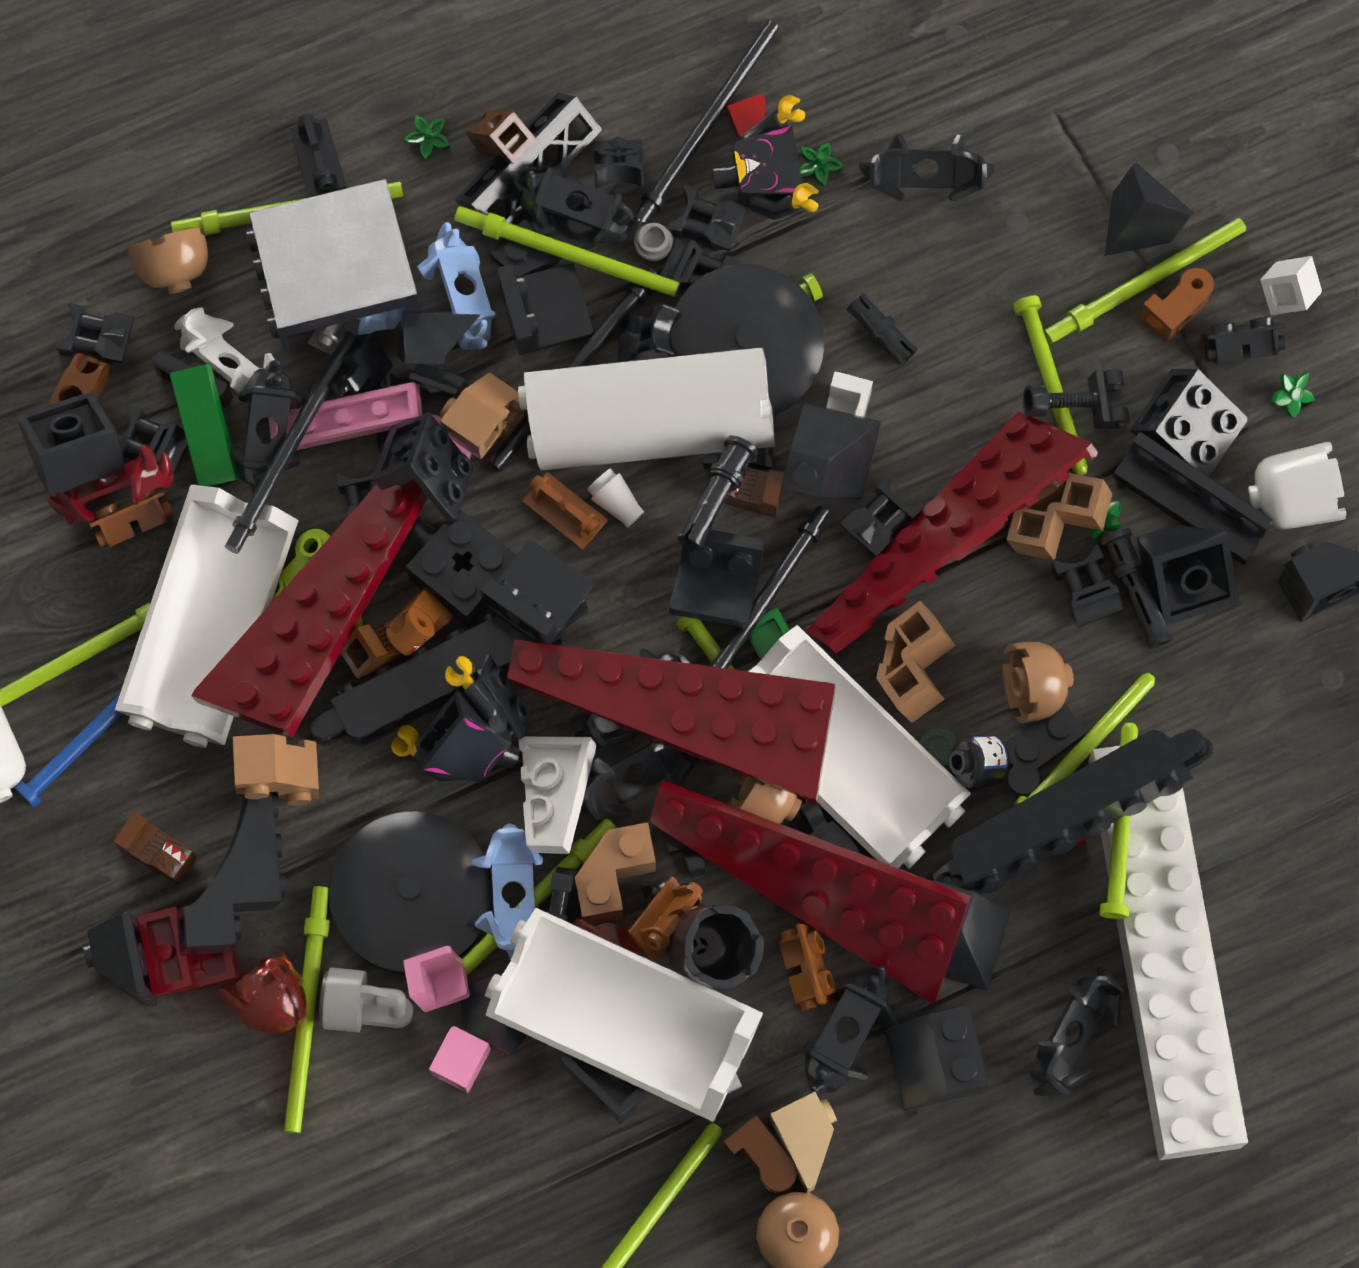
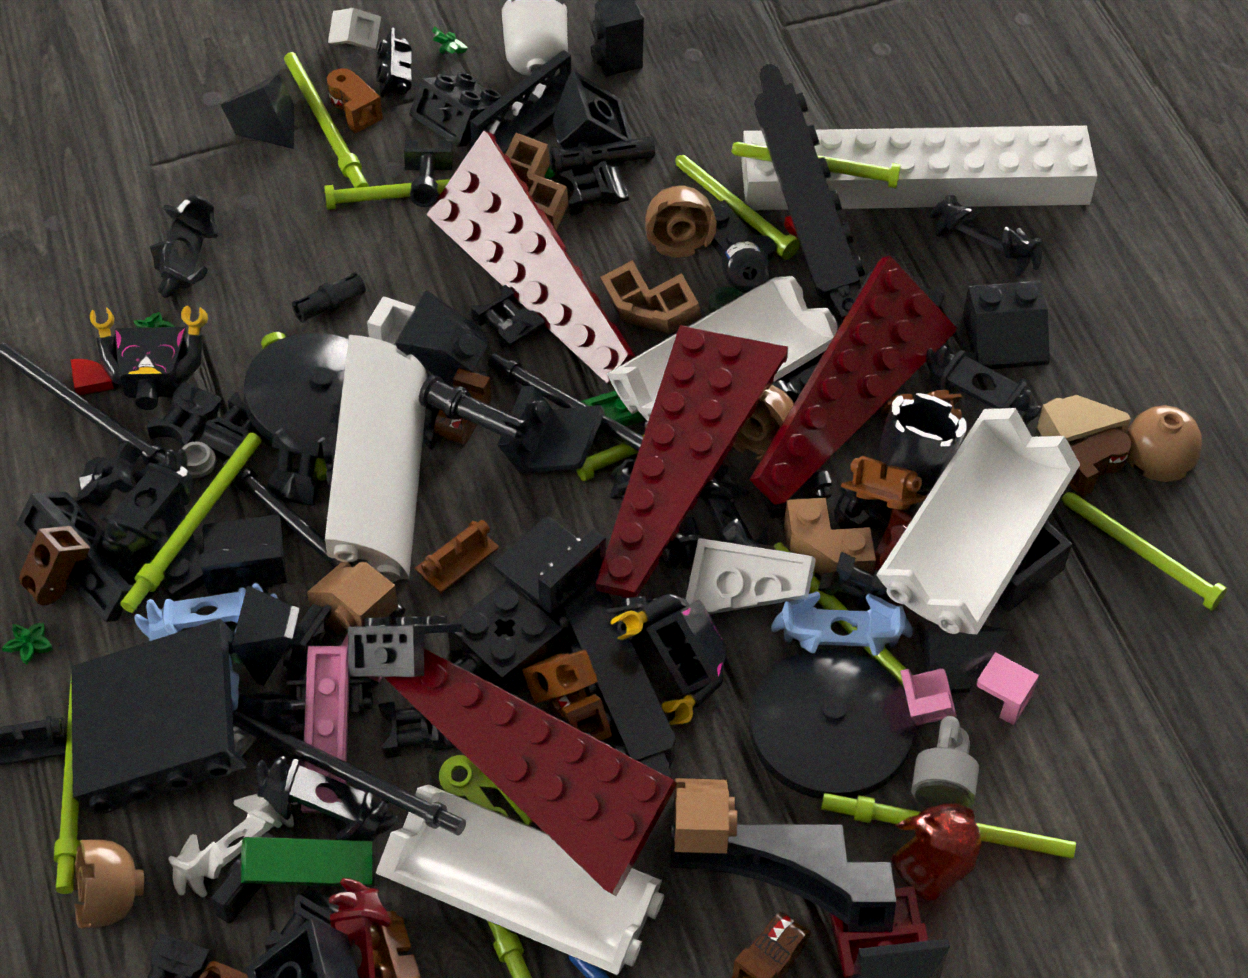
camera: 85 degrees left, 20 degrees down
(615, 497) = (450, 513): white cone -> none

